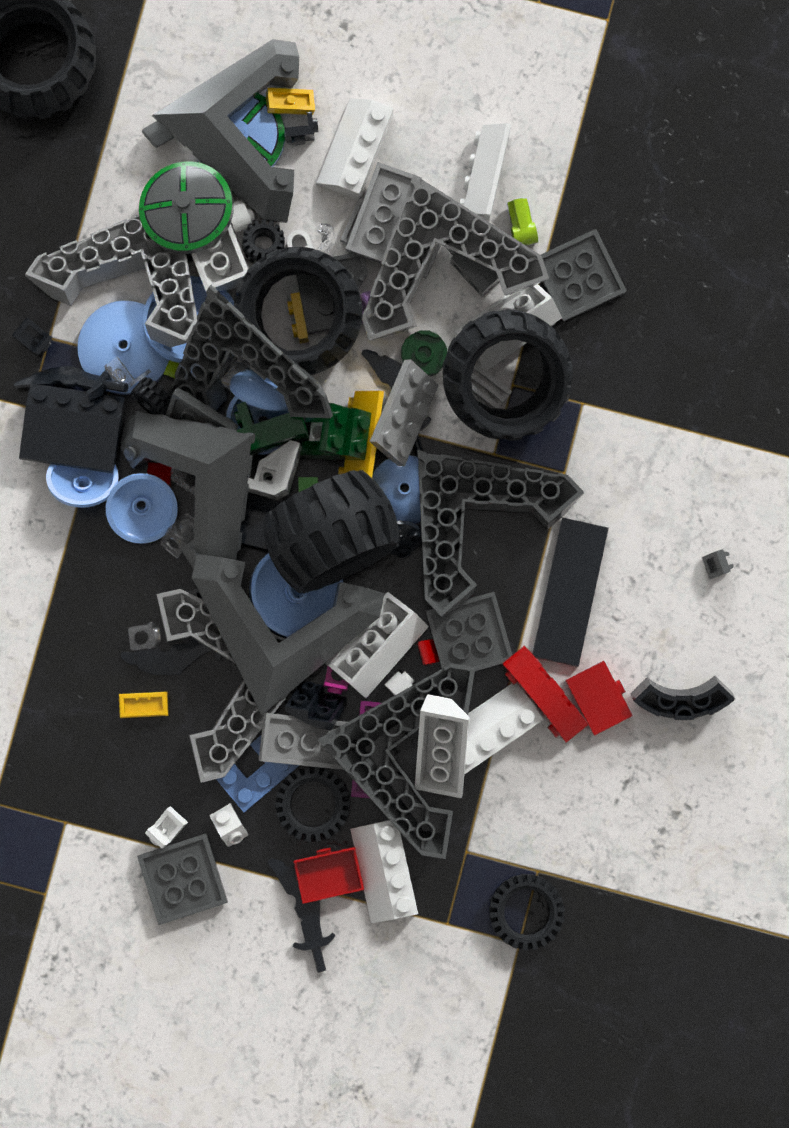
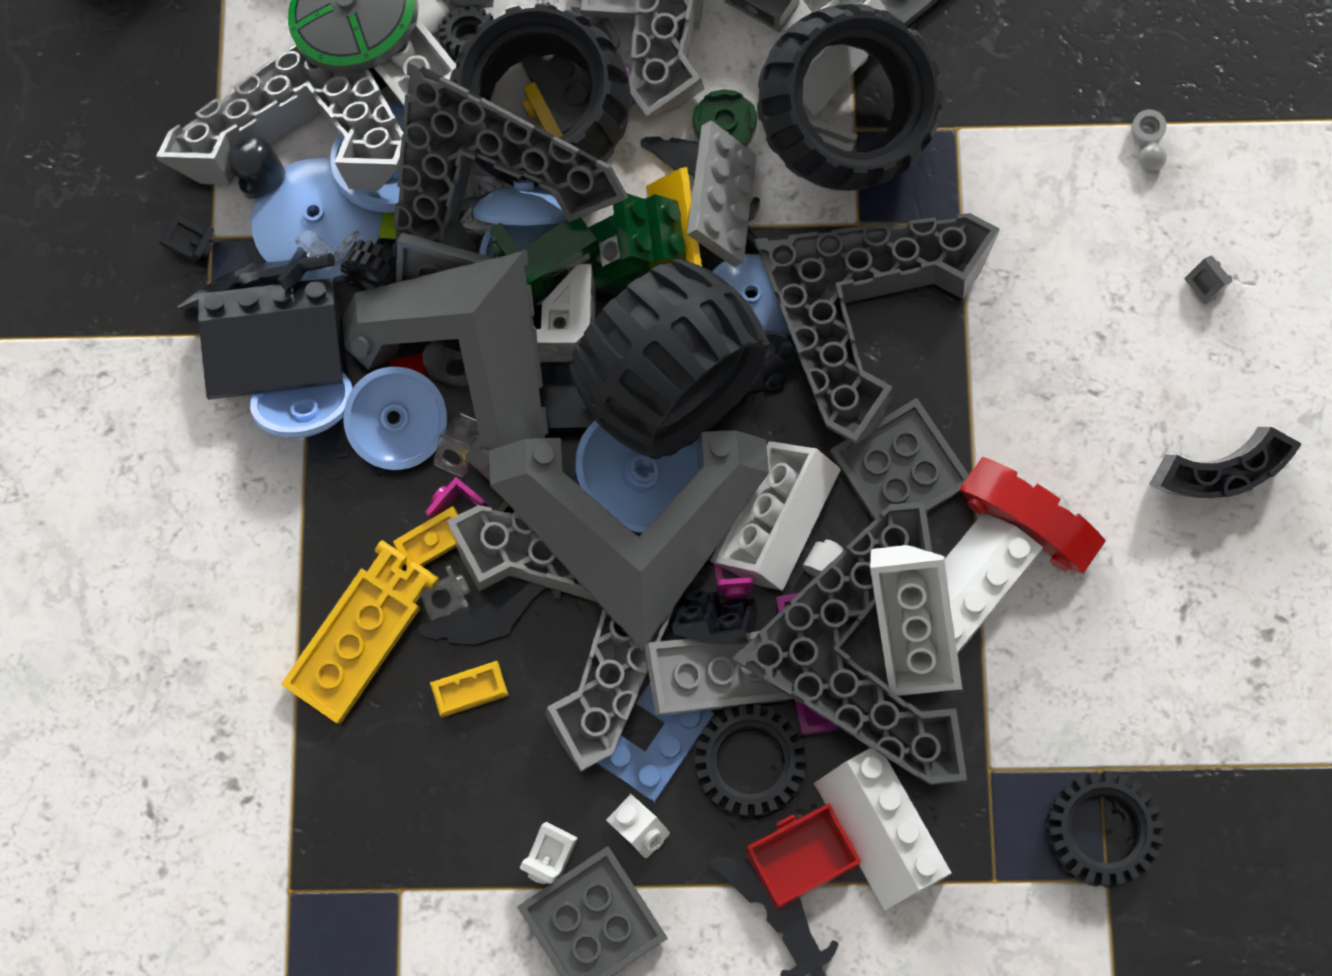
camera: 10 degrees left, 10 degrees down
(81, 648) = (359, 633): none -> yellow hinge
(92, 299) = (256, 164): none -> black helmet
(142, 597) = (428, 540): none -> yellow plate
(161, 569) = (446, 495): none -> dark pink bracket
(428, 652) = (849, 506): red slope -> none
(570, 592) = (1020, 372): black tile -> none
(599, 697) = (1109, 500): red container -> none
(709, 463) = (1152, 155): none -> light grey plate

